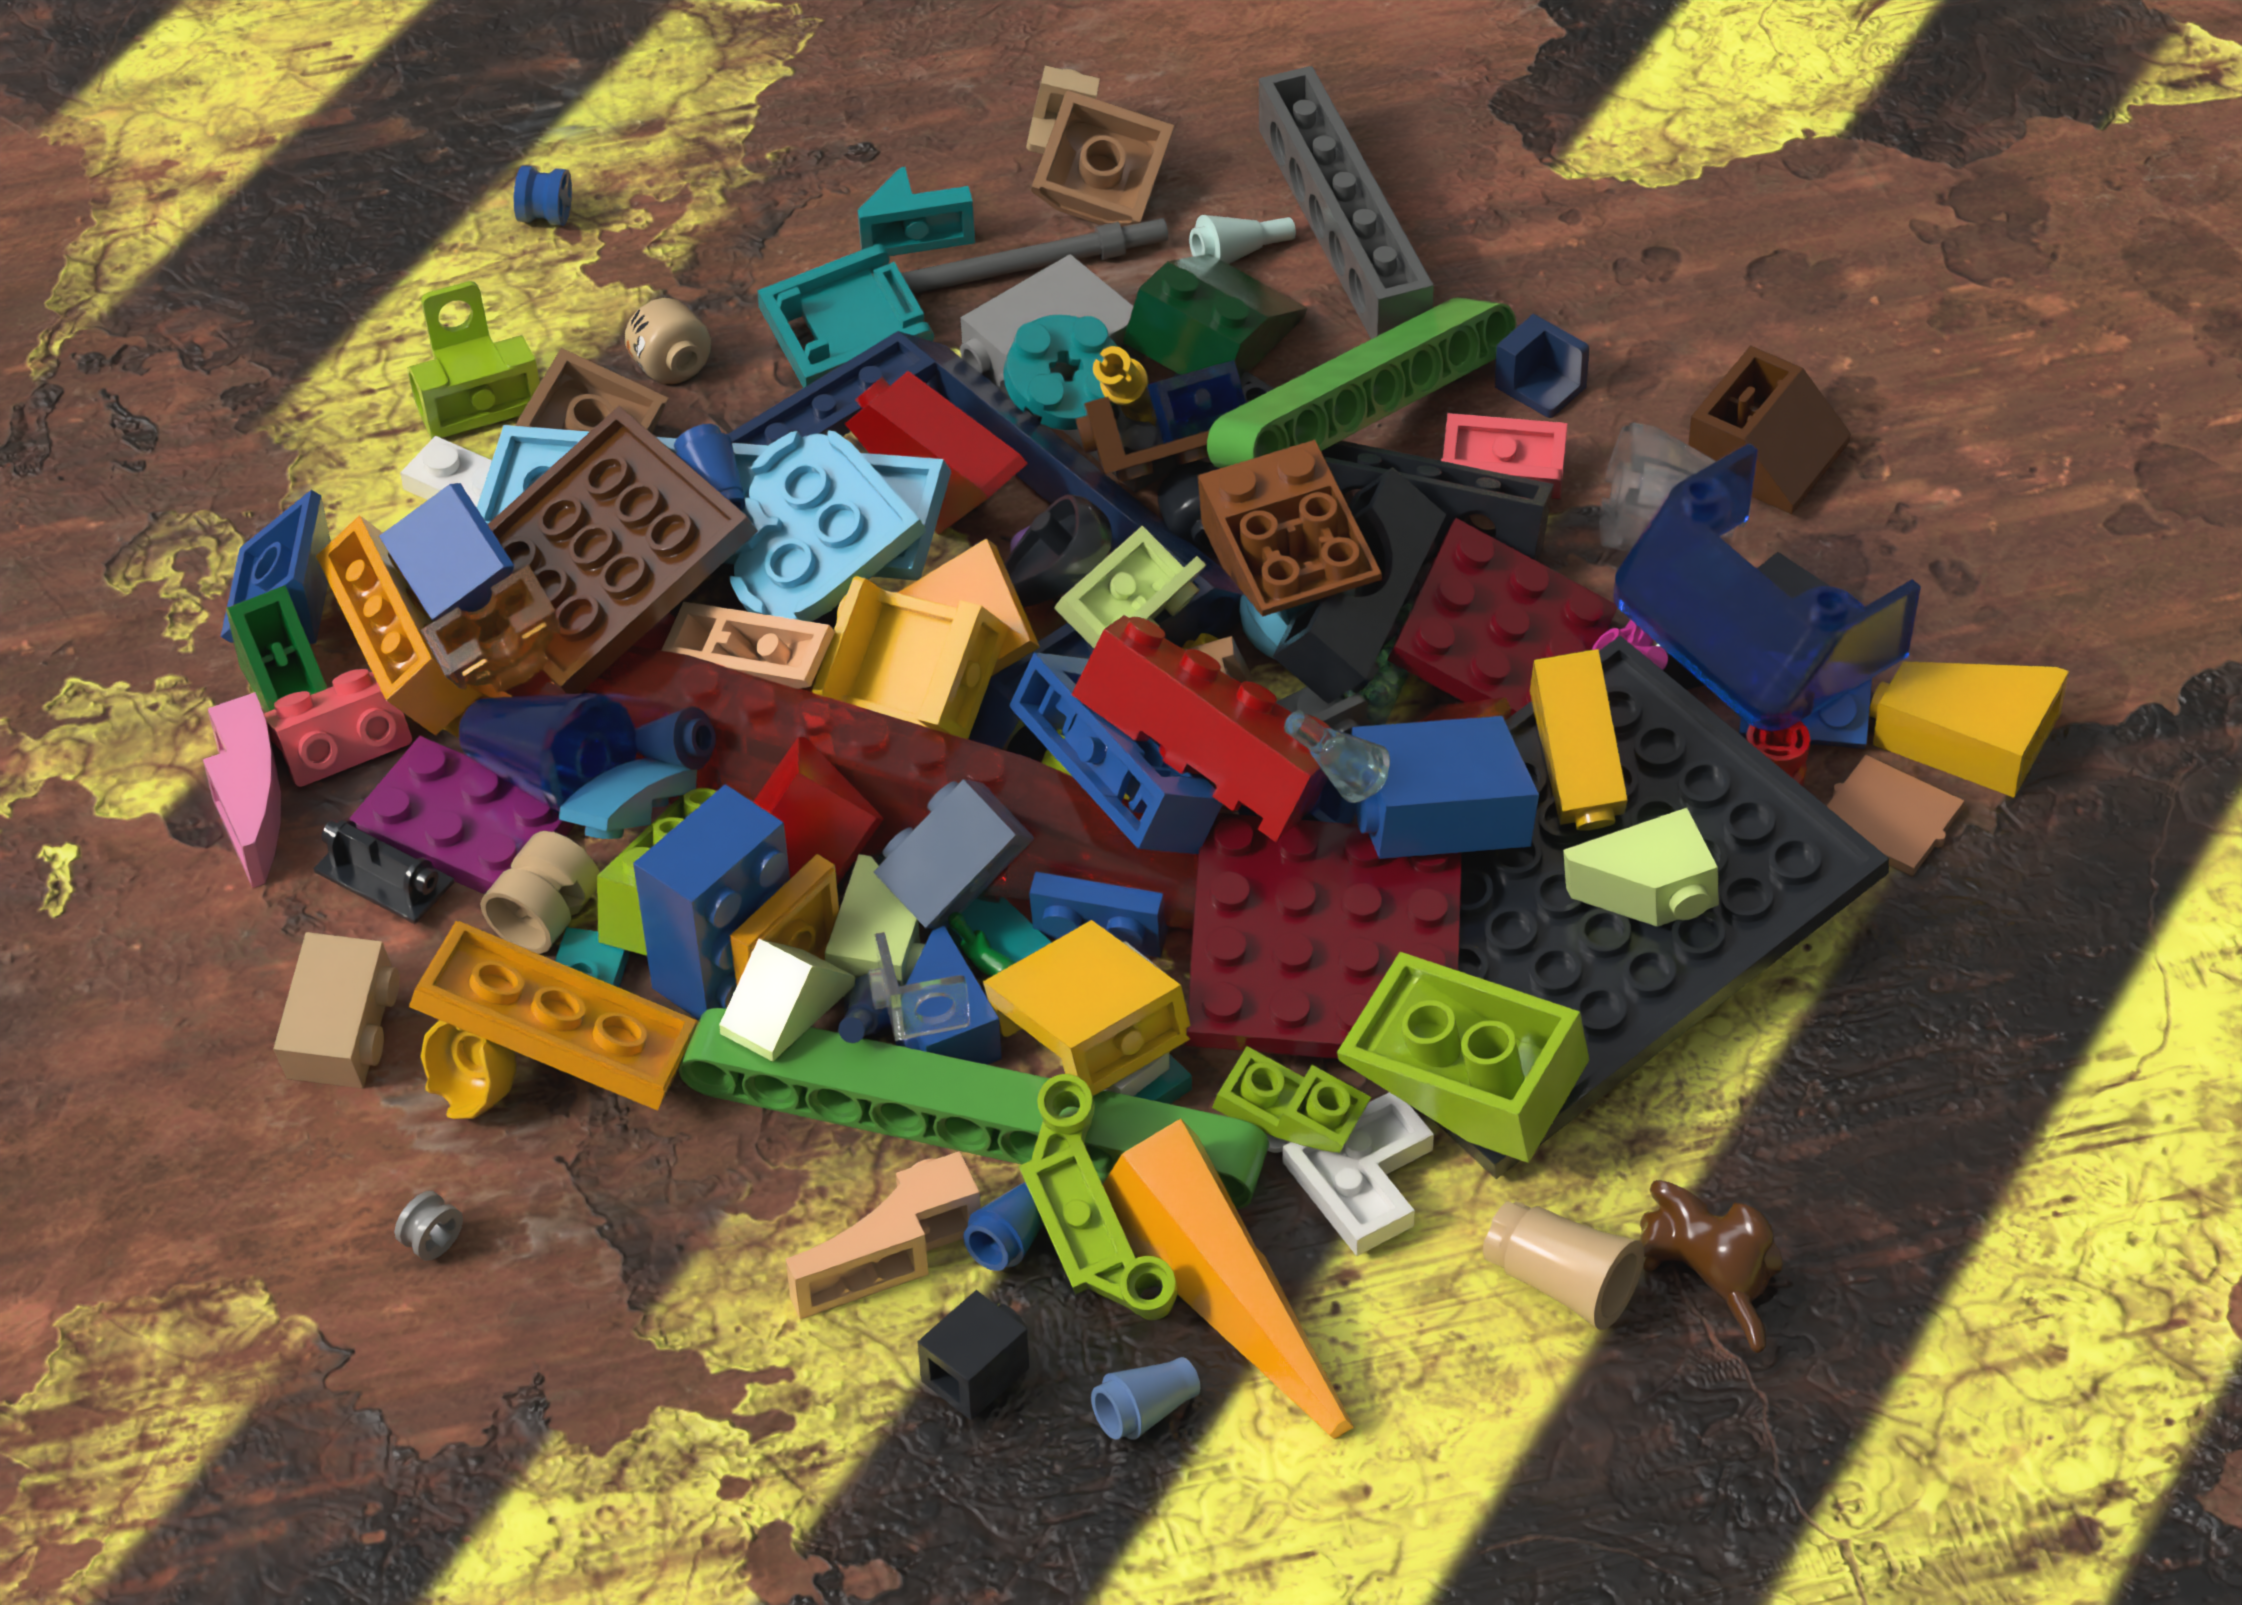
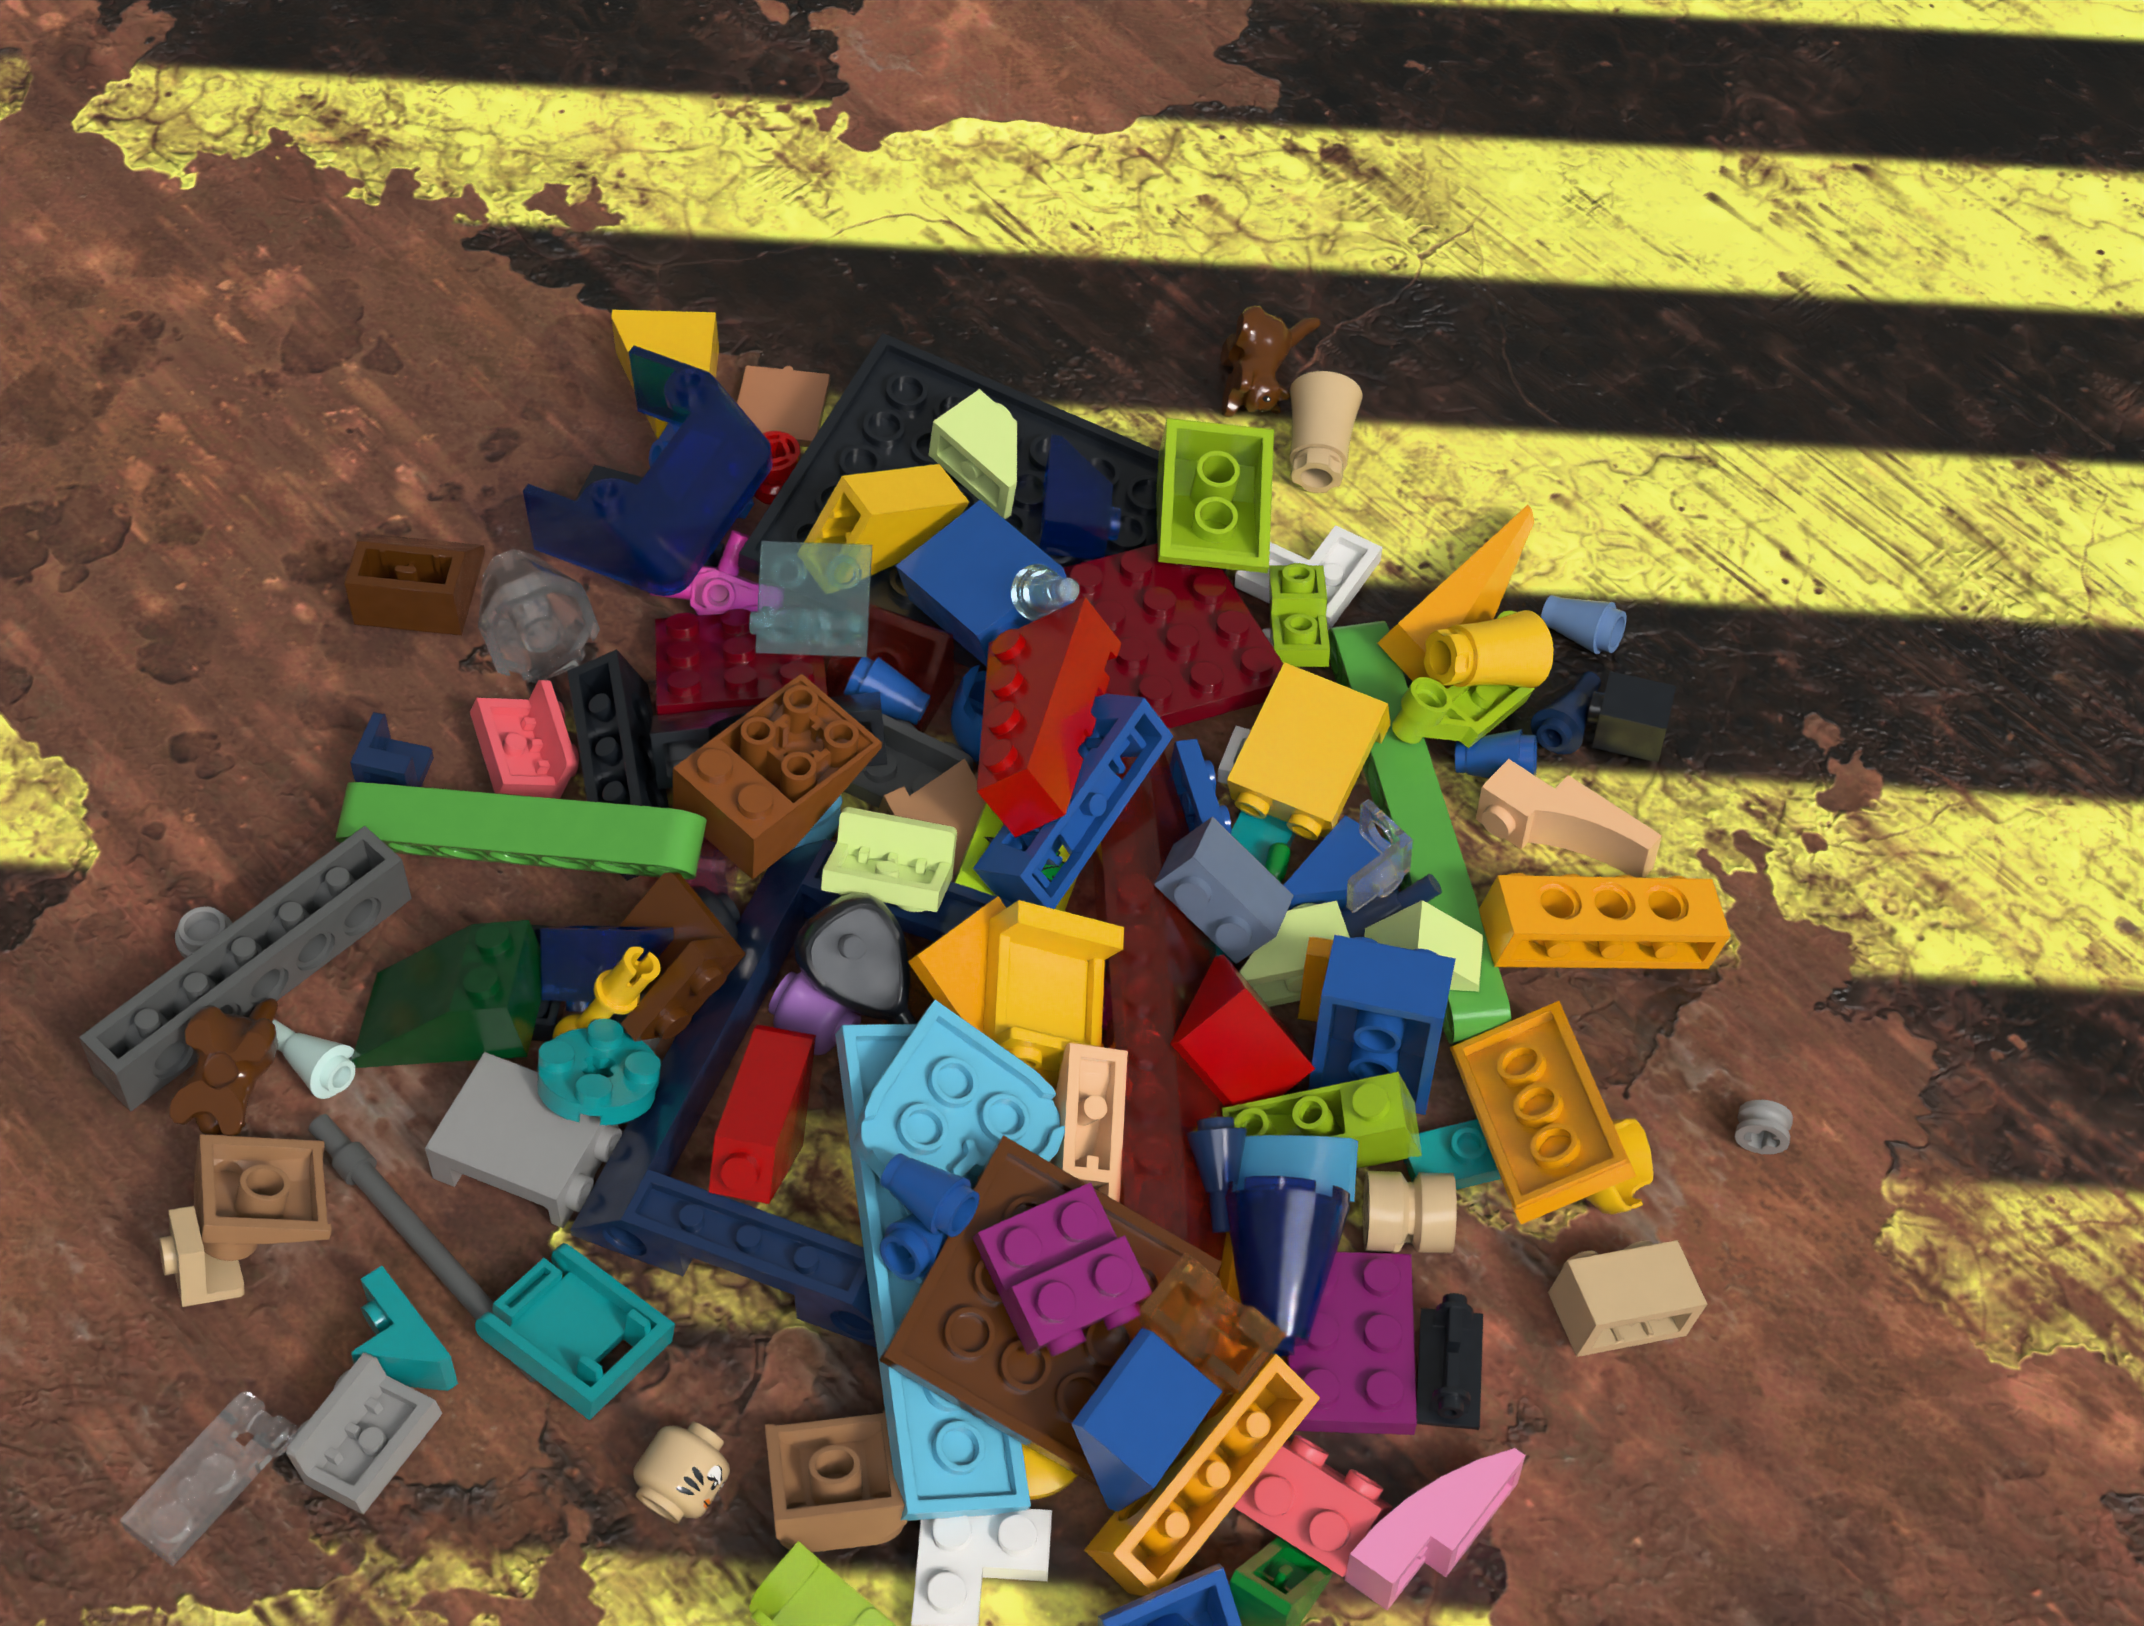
camera: 120 degrees left, 5 degrees up
(604, 536) = (1062, 1271): none -> magenta plate
(720, 444) = (931, 1194): none -> blue cone
(747, 1081) = (1603, 922): none -> light orange brick
(836, 169) = (361, 1434): none -> light grey bracket
(873, 91) = (207, 1477): none -> clear plate
(1025, 1294) = (1563, 722): none -> dark blue cone
(1096, 1190) = (1492, 652): none -> yellow plant
(1246, 165) = (229, 1061): none -> reddish brown animal
(1398, 703) = (898, 694): none -> blue cone
(1417, 206) = (198, 928): none -> light grey plate
(1493, 644) = (813, 599): none -> clear light blue hinge
(1541, 934) = (1075, 505): none -> clear blue slope

